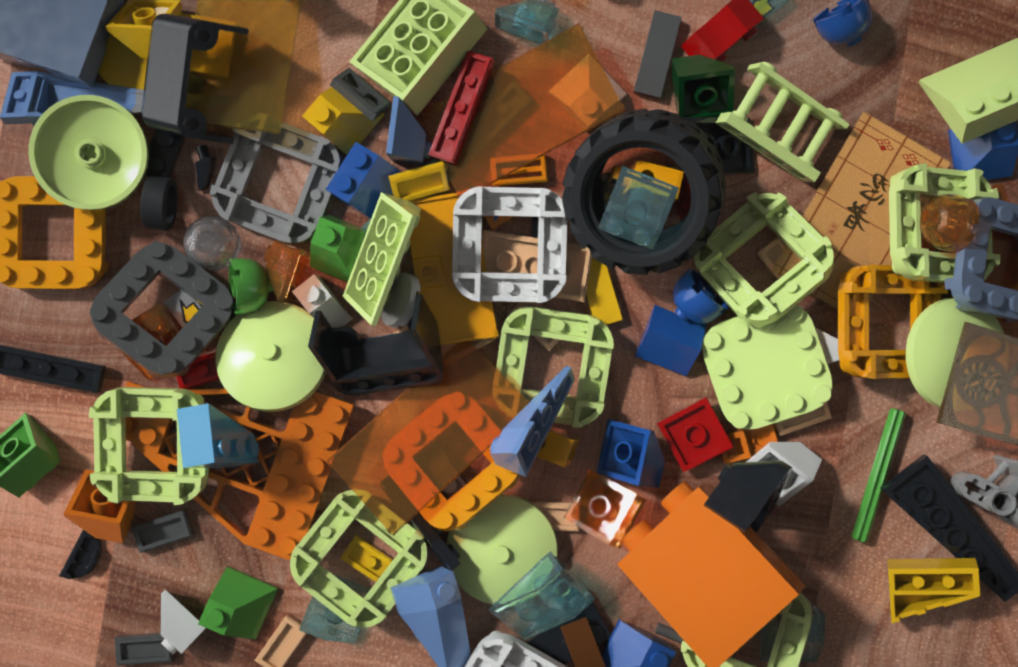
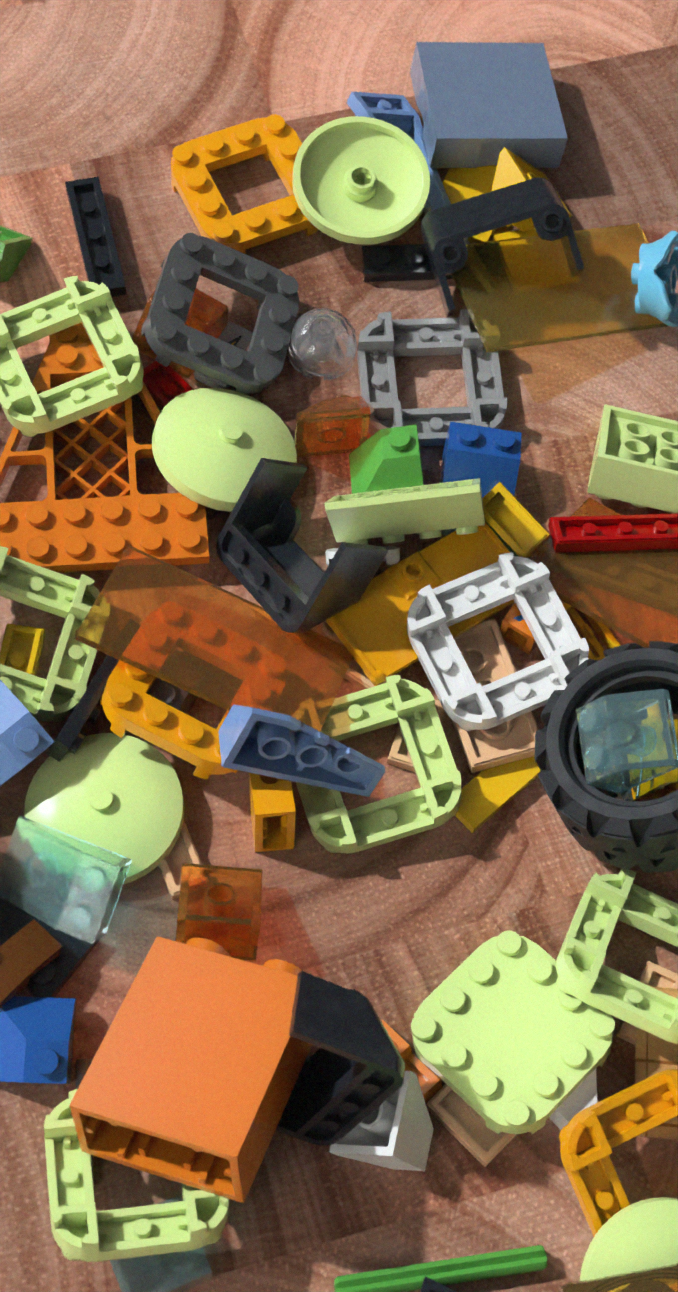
camera: 55 degrees right, 25 degrees down
(159, 203) = (333, 258): black tyre -> none
(204, 167) = (405, 305): black bar -> none
(214, 439) = (99, 406): dark azure wedge -> none
(248, 285) = (293, 391): bright green cylinder -> none
(317, 296) = (324, 467): white slope -> none
(339, 120) = (544, 416): yellow slope -> none
(360, 94) = (576, 425): dark grey tile -> none
(406, 137) = (557, 480): medium blue slope -> none
(631, 455) = (306, 915): blue slope -> none
(671, 341) = (476, 900): blue slope -> none
(695, 434) = (381, 975): red plate -> none
(696, 299) = (549, 903): blue cylinder -> none

